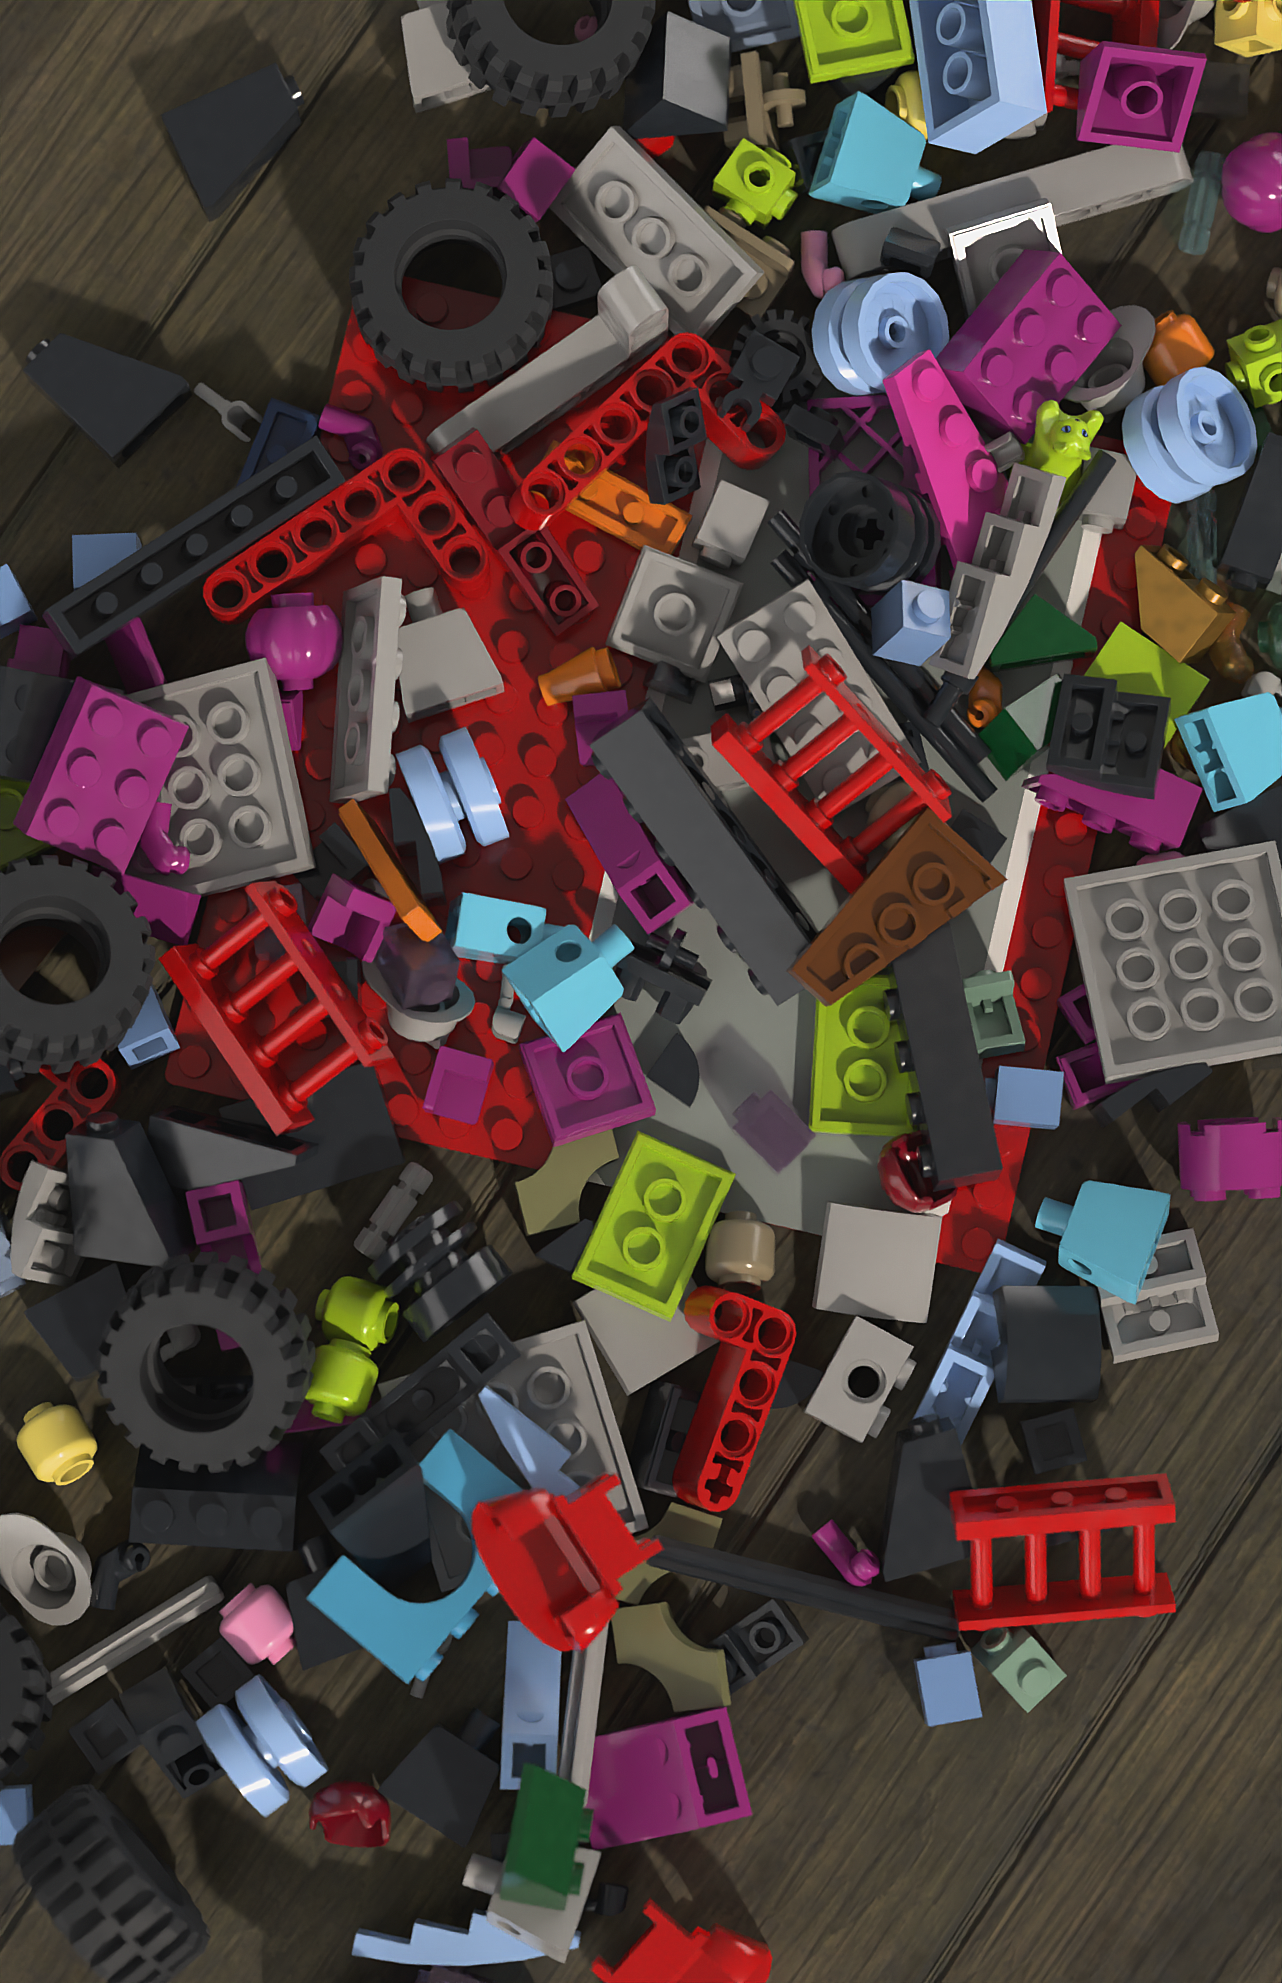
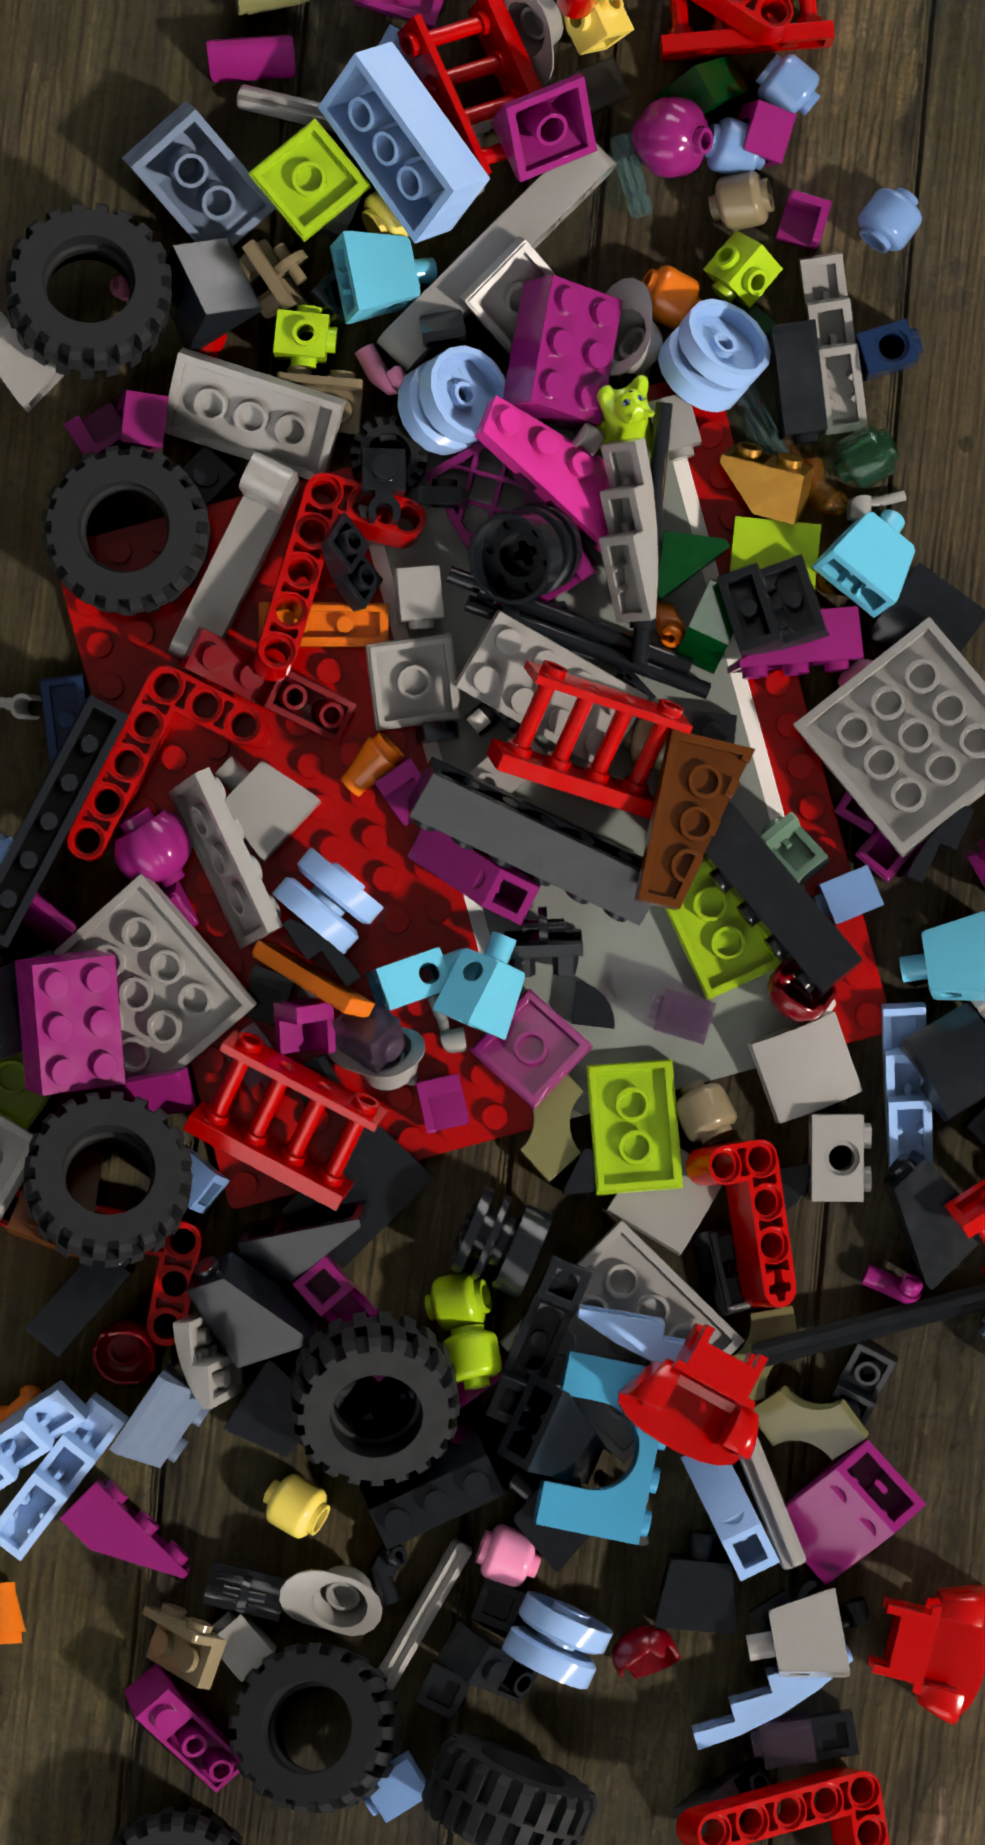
camera: 30 degrees left, 5 degrees up
(158, 845) = (139, 1049): magenta arm -> none
(358, 432) = (117, 673): magenta arm -> none
(393, 1210) = (443, 1214): light grey axle -> none
(545, 1839) = (793, 1603): dark green slope -> none
(910, 623) = (588, 600): medium blue brick -> none

